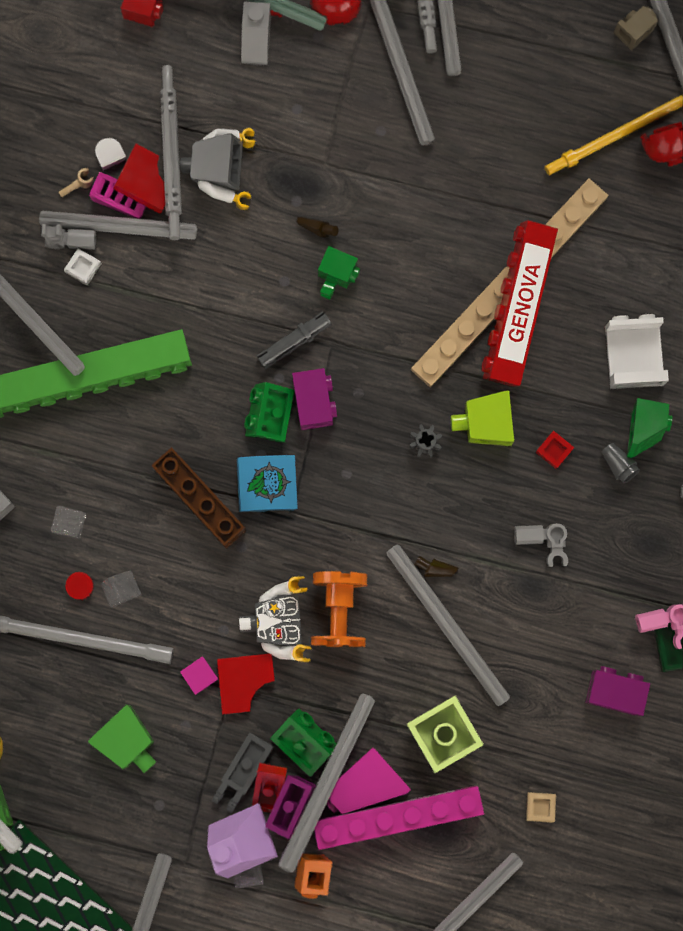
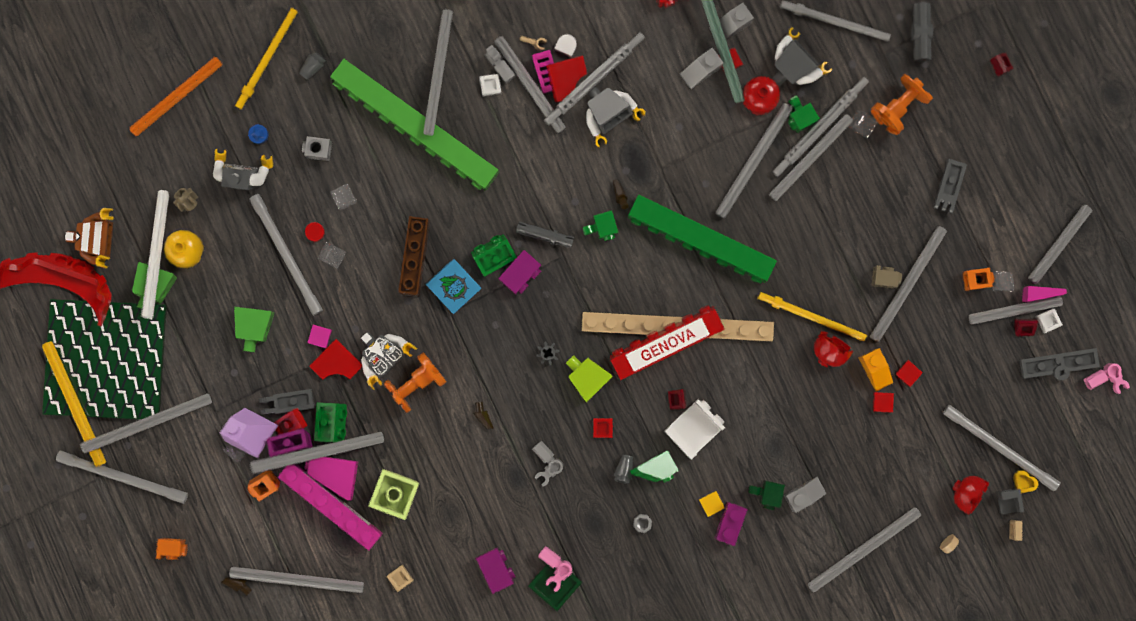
camera: 45 degrees right, 5 degrees up
(437, 180) = (701, 238): none -> green brick
(448, 625) = (457, 448): light grey axle -> none
(588, 346) = (677, 399): none -> dark red slope

